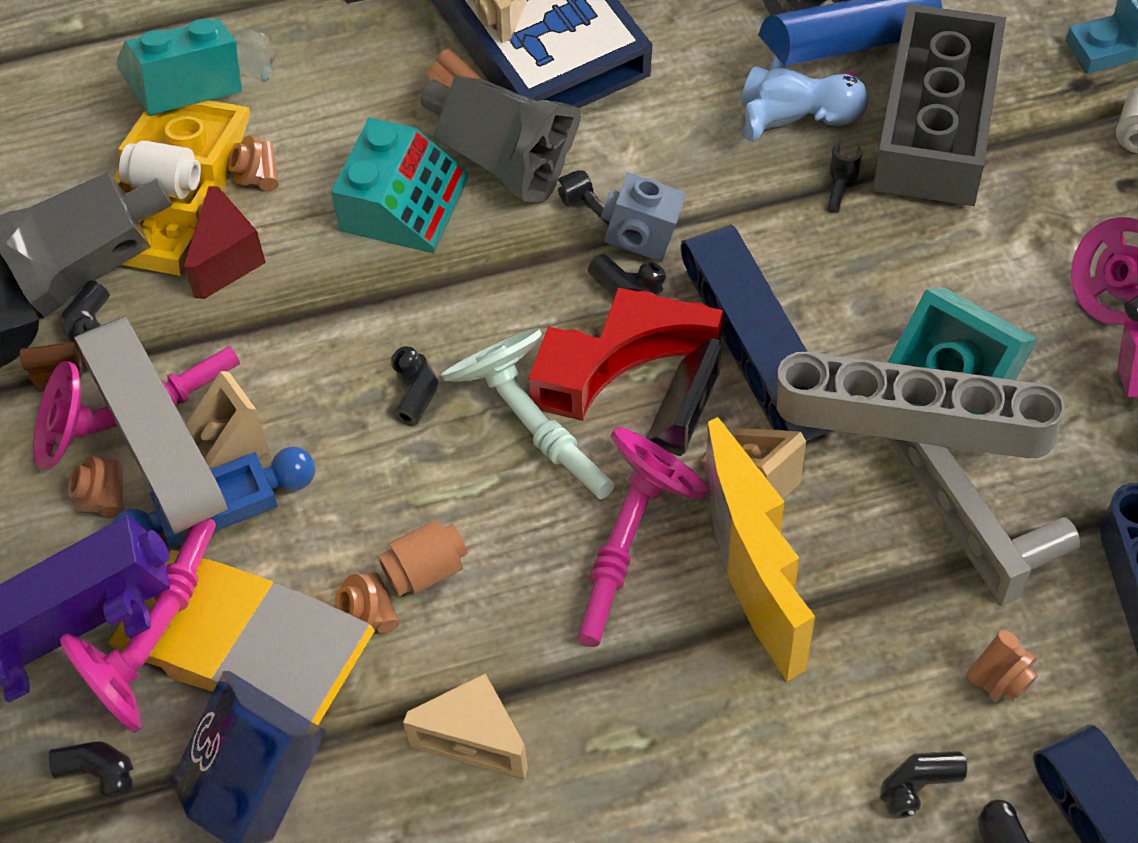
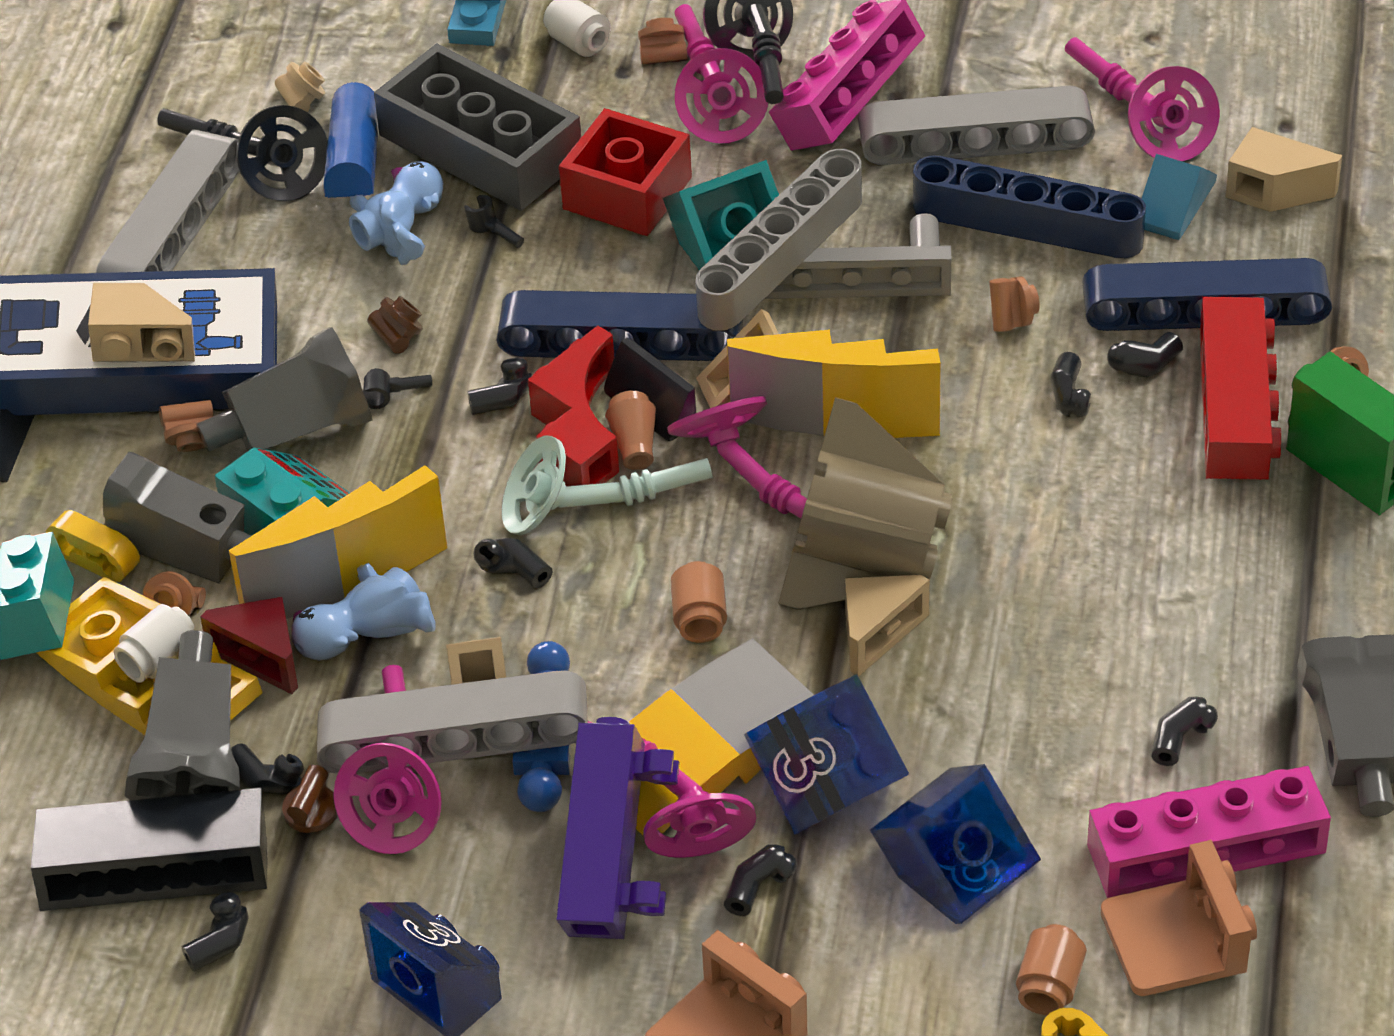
camera: 65 degrees left, 10 degrees down
(97, 486) = (470, 807): nougat plate -> none
(282, 85) = (94, 546): none -> yellow beam
(292, 303) = (373, 608): none -> light blue animal
(321, 104) = (173, 517): none -> dark grey piece
(335, 244) = (317, 548): none -> yellow slope
(368, 601) = (710, 646): nougat plate -> none
(565, 651) = (863, 513): none -> dark tan brick
(627, 403) = (633, 422): none -> nougat cone
(642, 216) = (456, 345): sand blue brick -> none
(667, 163) = (396, 323): none -> reddish brown plate
(958, 239) = (625, 171): none -> red brick

